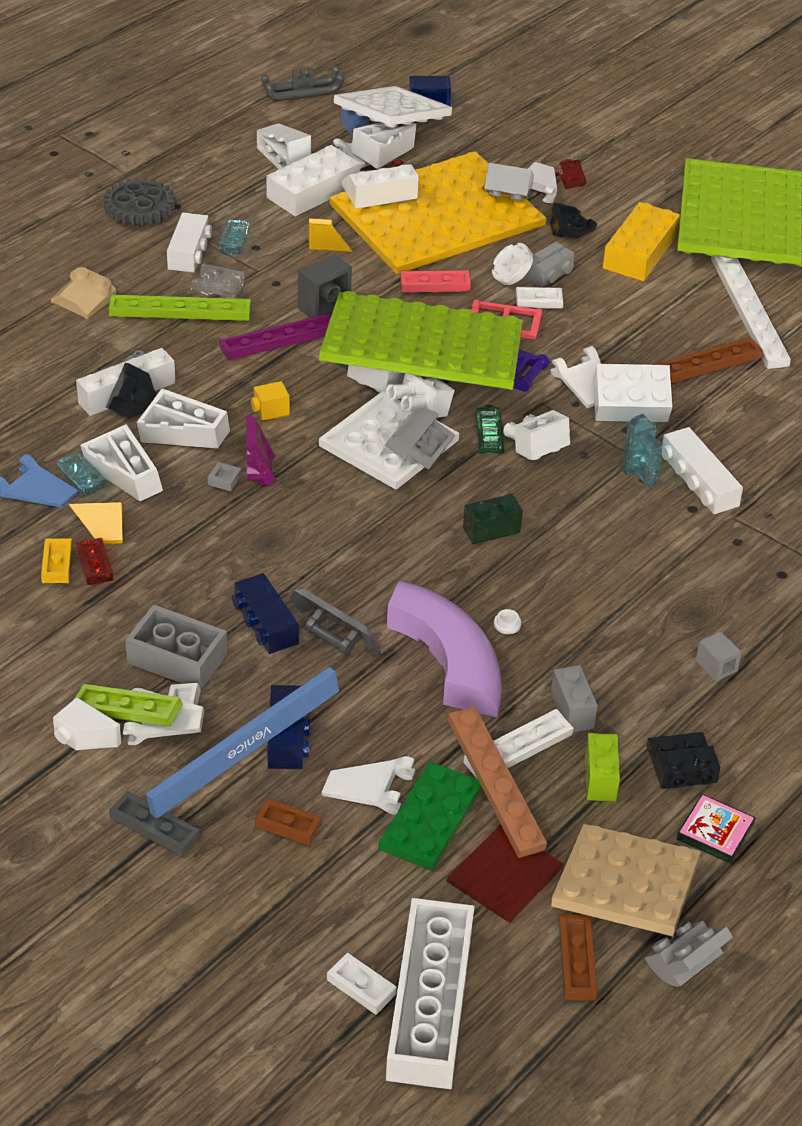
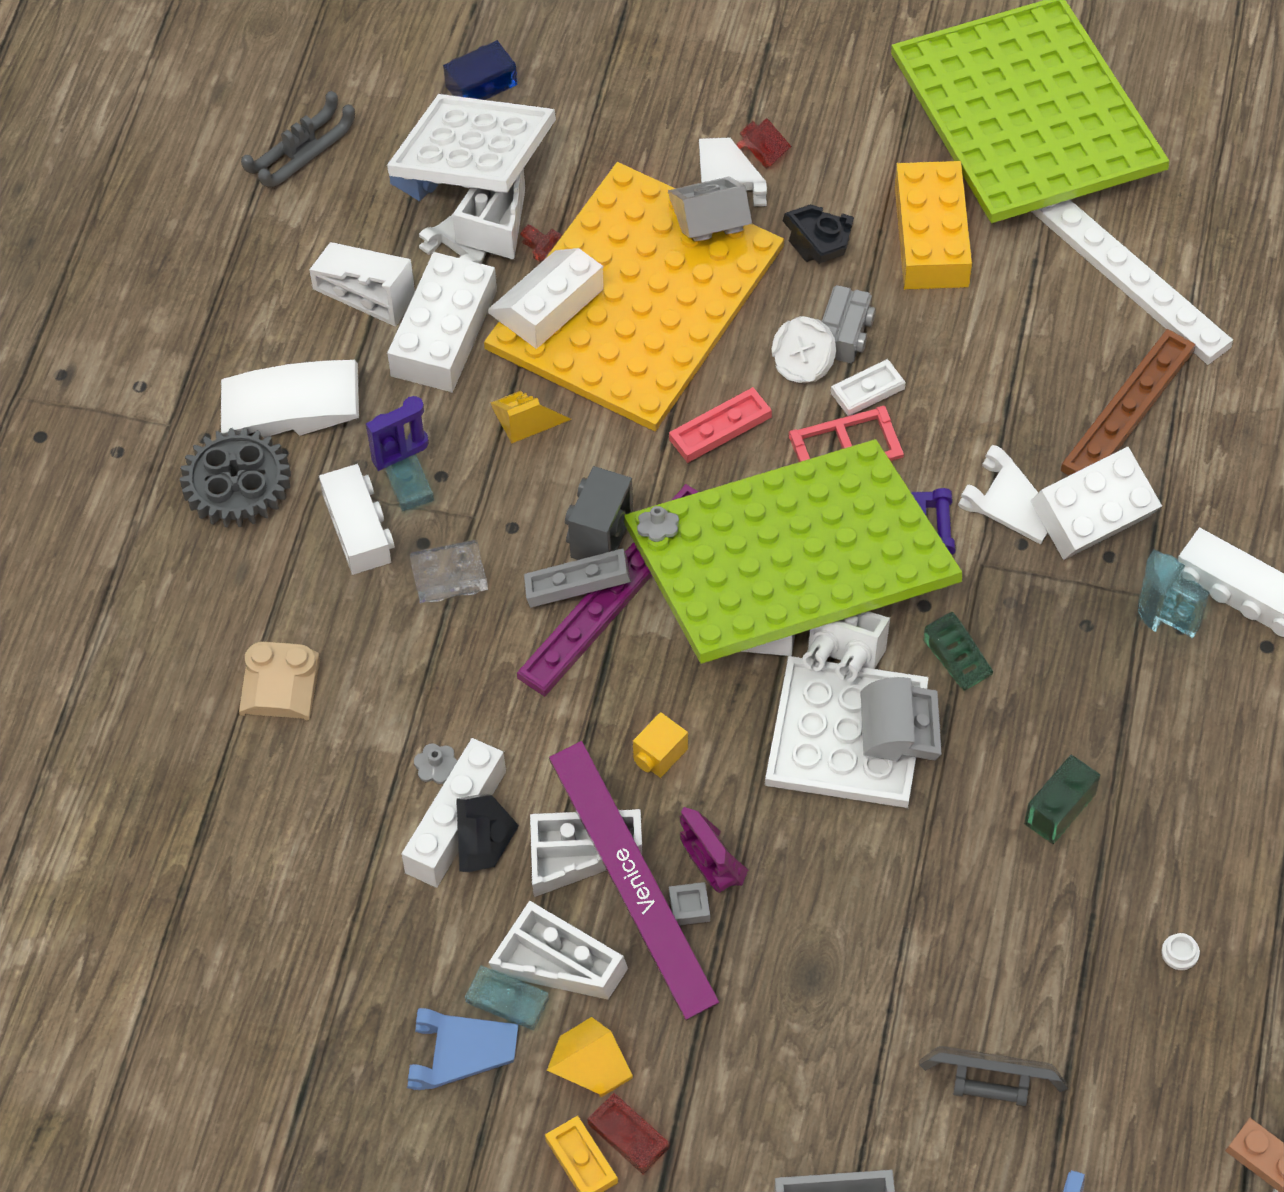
camera: 25 degrees left, 15 degrees up
(179, 307) = (425, 642): lime plate -> none
(195, 444) = (633, 881): none -> magenta tile
(201, 181) = (290, 398): none -> white slope
(230, 205) = (387, 434): none -> dark purple plate
(265, 613) = (897, 1101): clear blue brick -> none
(289, 311) = (576, 578): none -> light grey plate
(352, 296) = (657, 524): none -> light grey plant
(455, 642) = (1146, 1019): lavender brick -> none
(539, 434) = (1031, 631): white brick -> none

